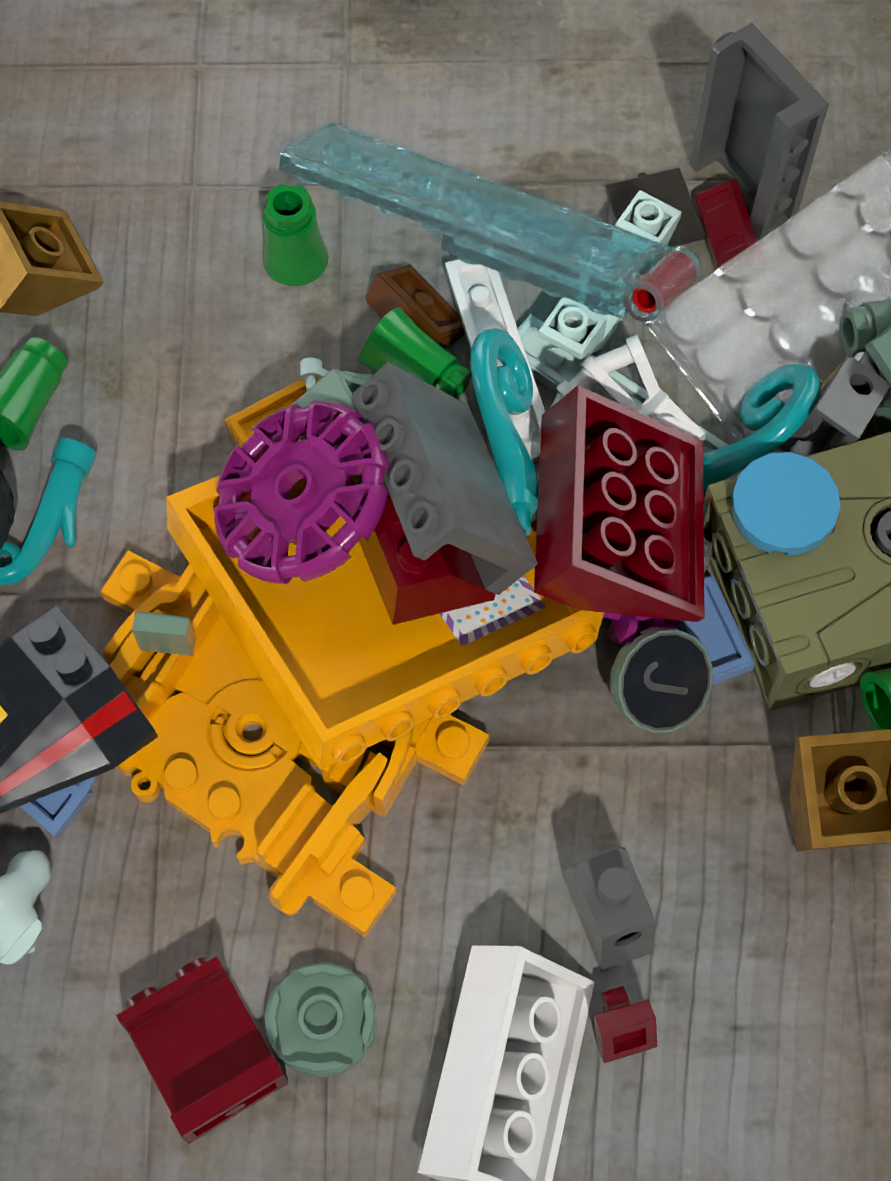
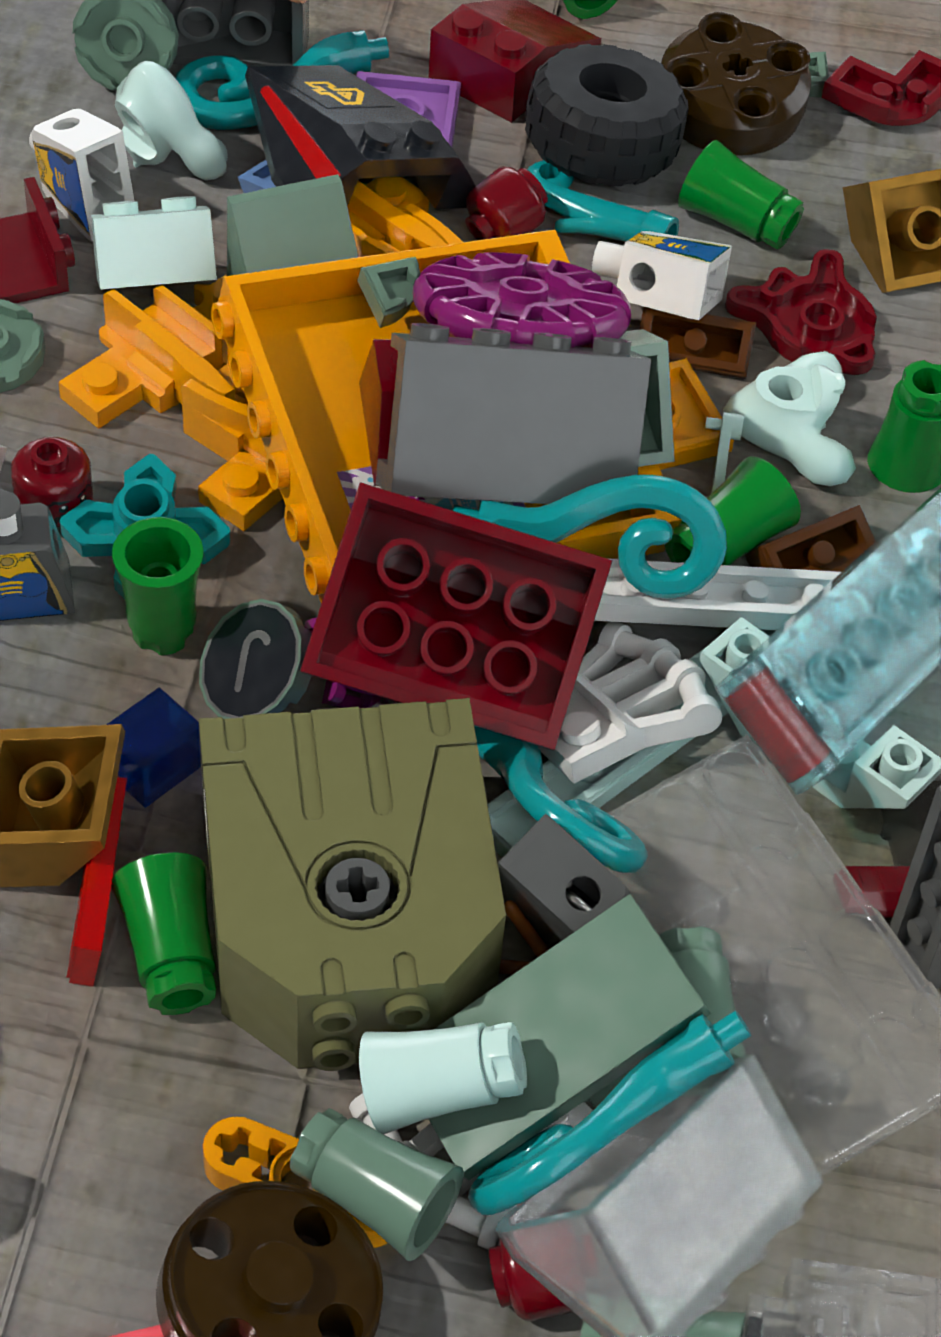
camera: 95 degrees right, 15 degrees down
(64, 581) = (506, 204): none -> dark red head
(81, 980) = (81, 165): none -> white torso
(142, 432) = (685, 277): none -> white torso
(145, 333) = (811, 313): none -> dark red tile
(164, 633) = (406, 221): sand green tile -> none
(195, 418) = (709, 344): none -> reddish brown slope
(215, 730) = (289, 226): none -> sand green slope
(216, 865) = (153, 245): none -> light aqua slope
(277, 326) = (789, 410): none -> light aqua head
(287, 610) = (389, 288): none -> sand green tile
(502, 895) = (52, 474): none -> dark red head
(529, 808) = (146, 494): none -> teal plant
(625, 741) = (159, 578): none -> green plant
(756, 747) = (158, 746): none -> clear blue brick
(785, 503) = (419, 757): dark azure tile -> none

